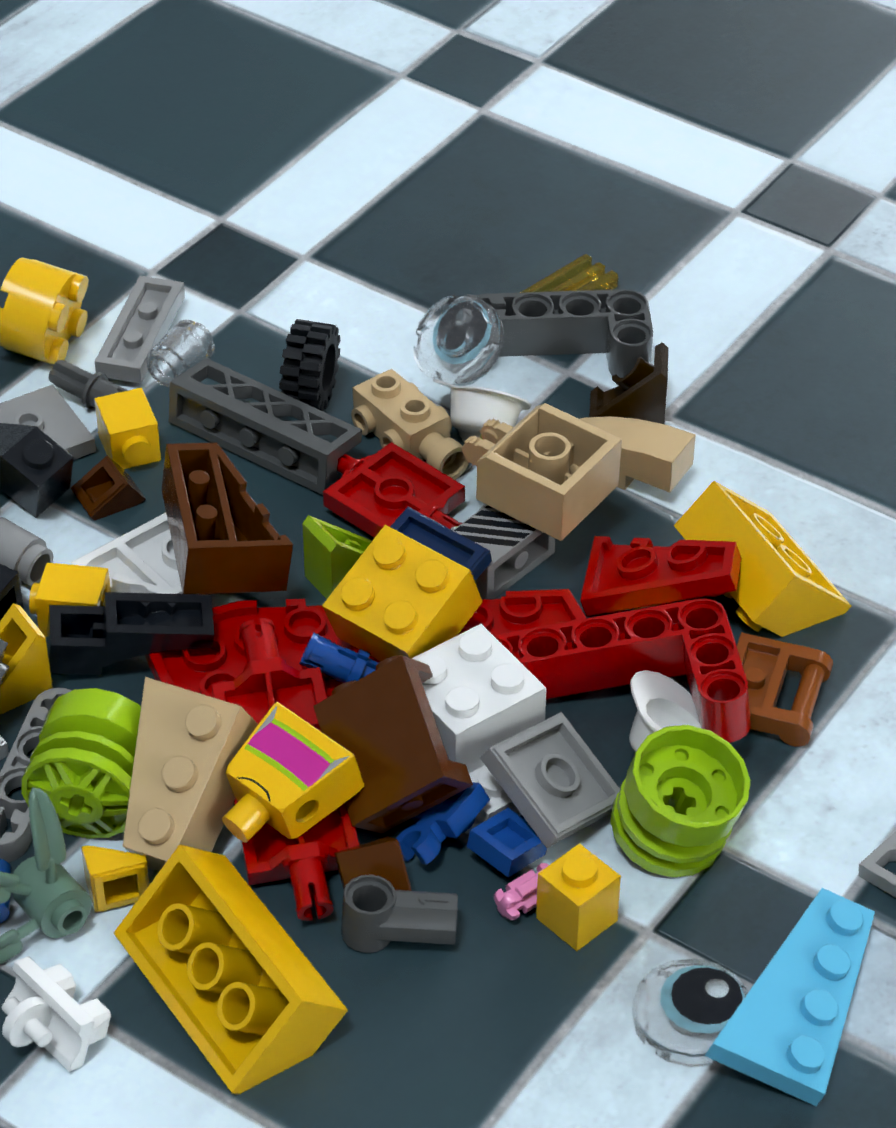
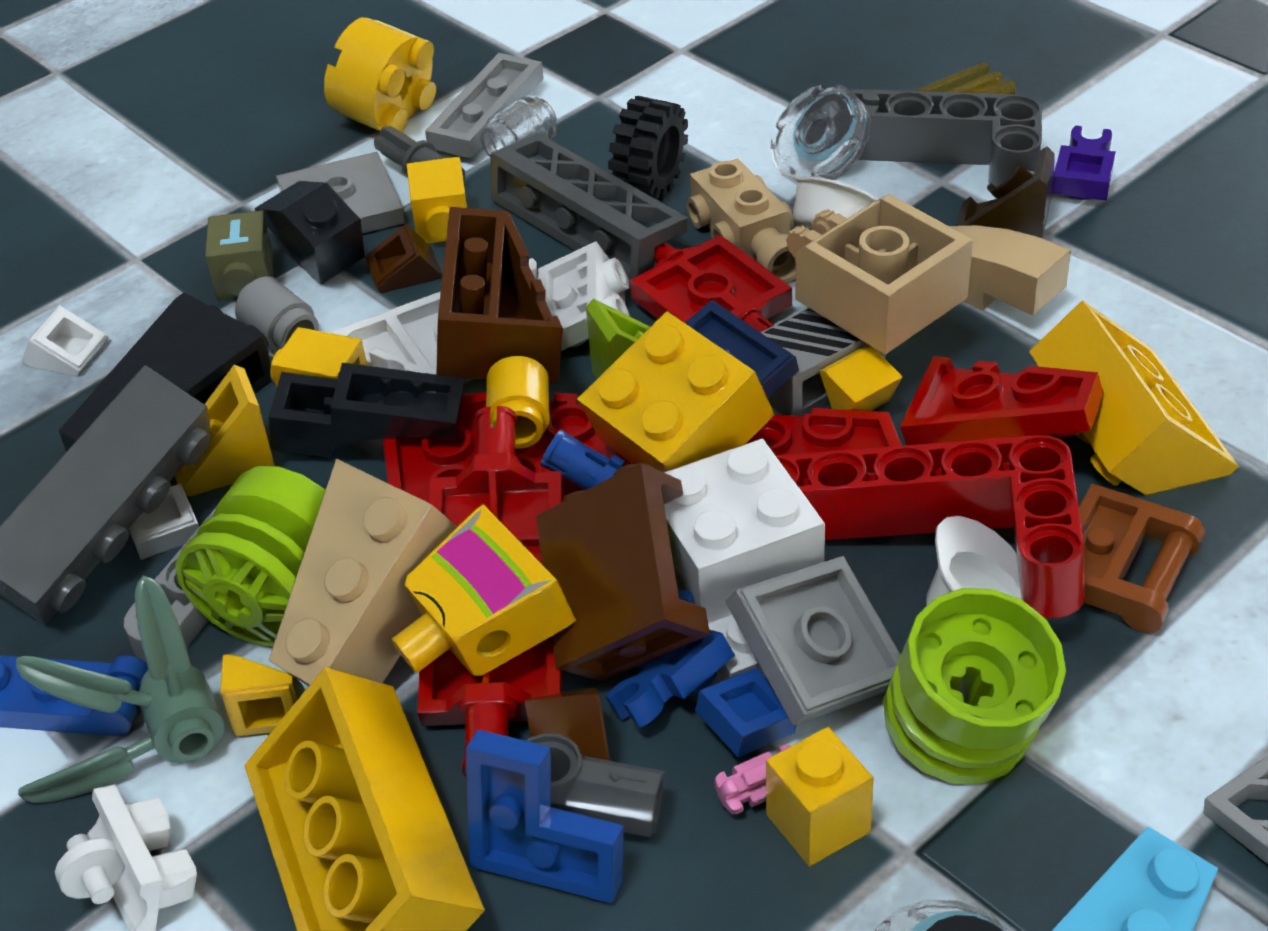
camera: 15 degrees right, 0 degrees up
(263, 597) = (524, 388): none -> yellow brick
(287, 498) = (575, 281): none -> white bracket
(360, 953) = (520, 833): none -> blue plate
(540, 563) = (860, 380): none -> yellow slope
(691, 350) = (1084, 166): none -> dark purple plate

